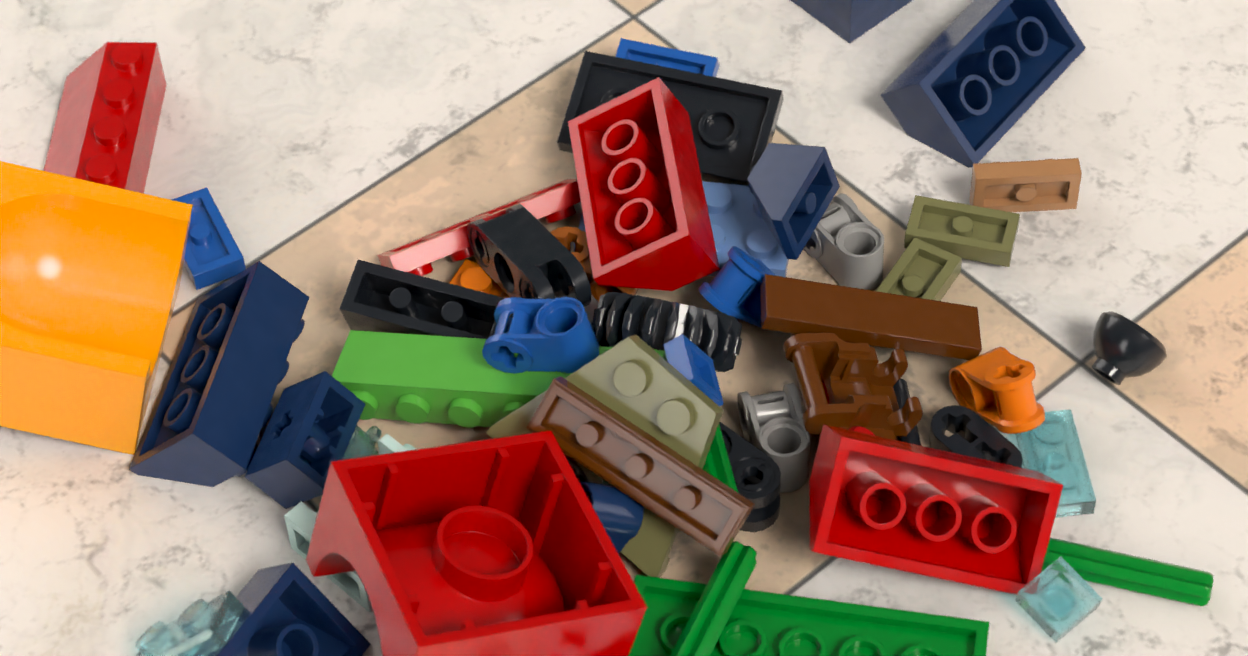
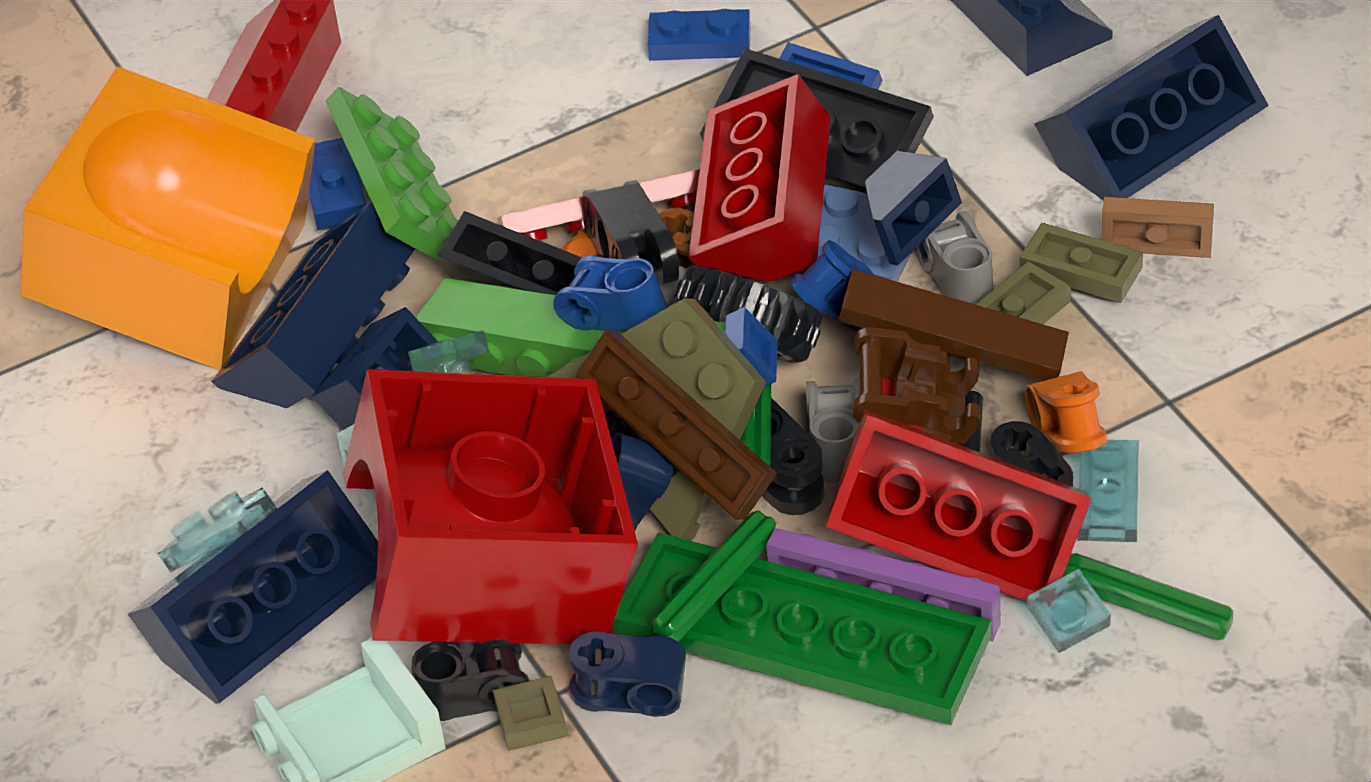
camera: 15 degrees right, 5 degrees down
(271, 225) = (394, 172): none -> bright green plate
(379, 414) = (449, 354): none -> clear light blue plate
(524, 37) = (698, 34): none -> blue plate
(875, 589) = (887, 574): none -> medium lavender plate
(1124, 348) = (1209, 390): black brick -> none

